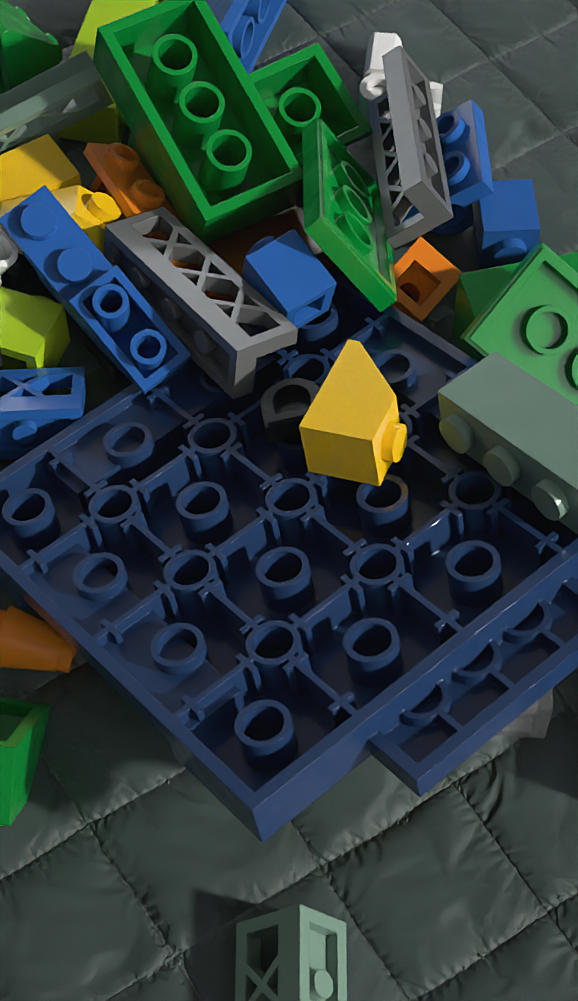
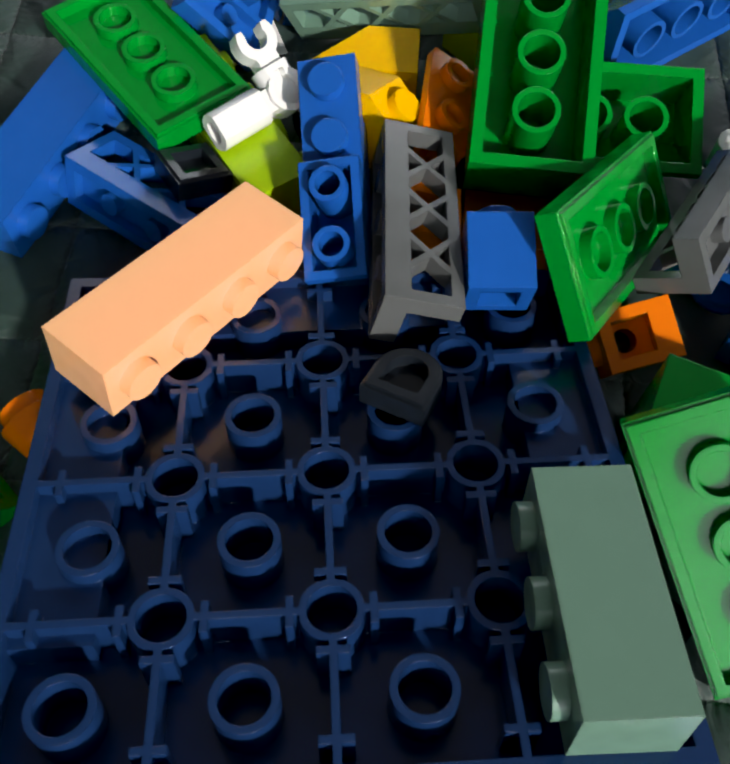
camera: 35 degrees right, 5 degrees up
(70, 454) = (175, 297): none -> light nougat brick
(353, 421) = (435, 436): yellow slope -> none

